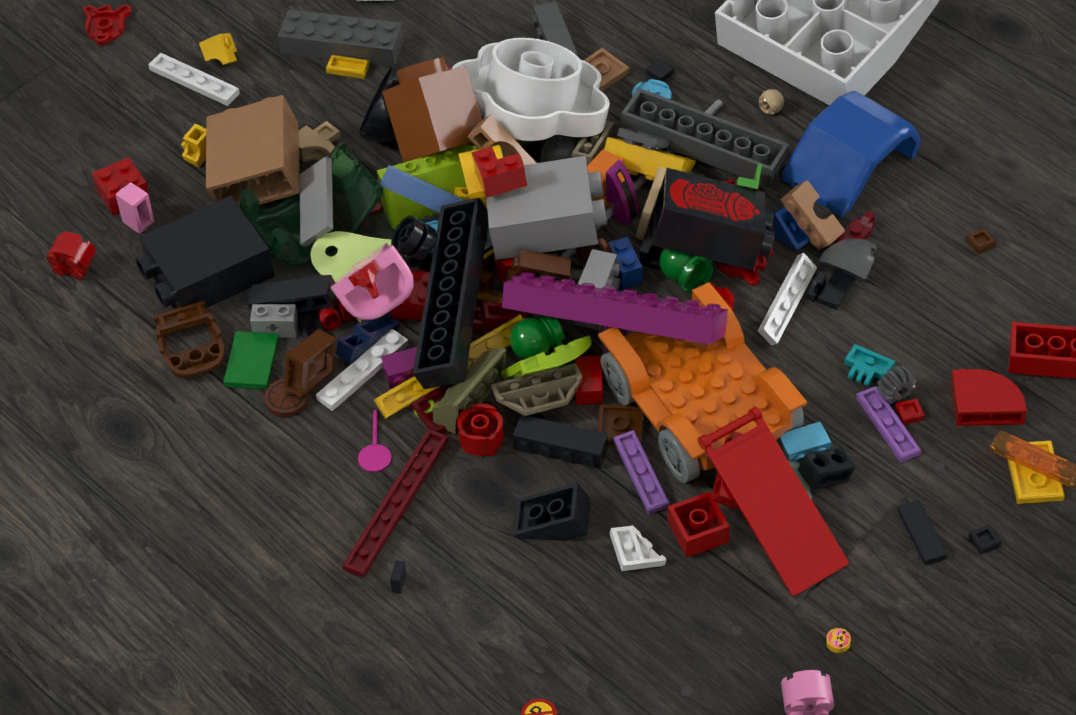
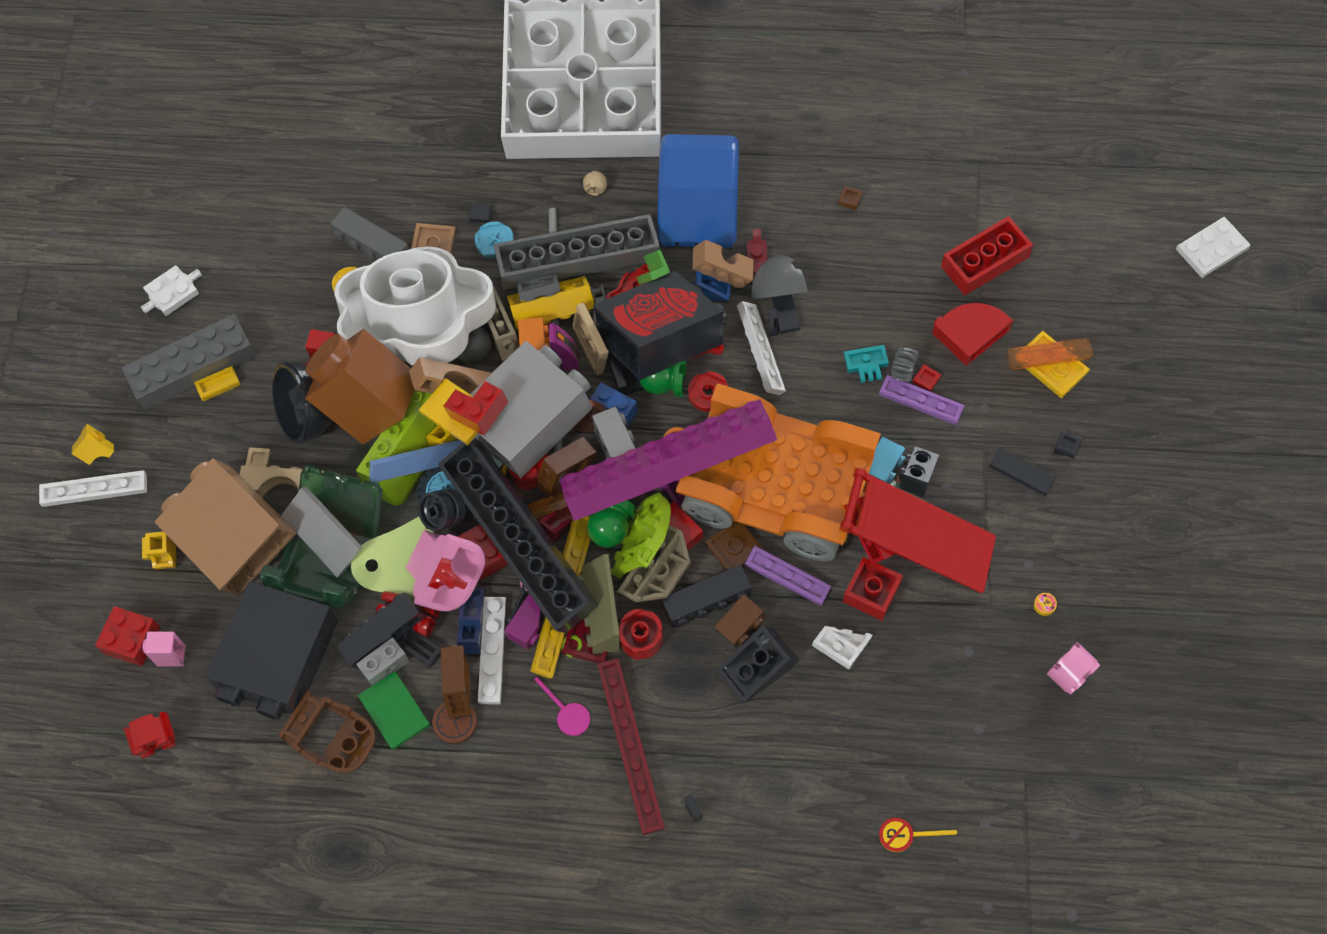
camera: 40 degrees left, 15 degrees up
(568, 471) = (740, 621): none -> reddish brown brick

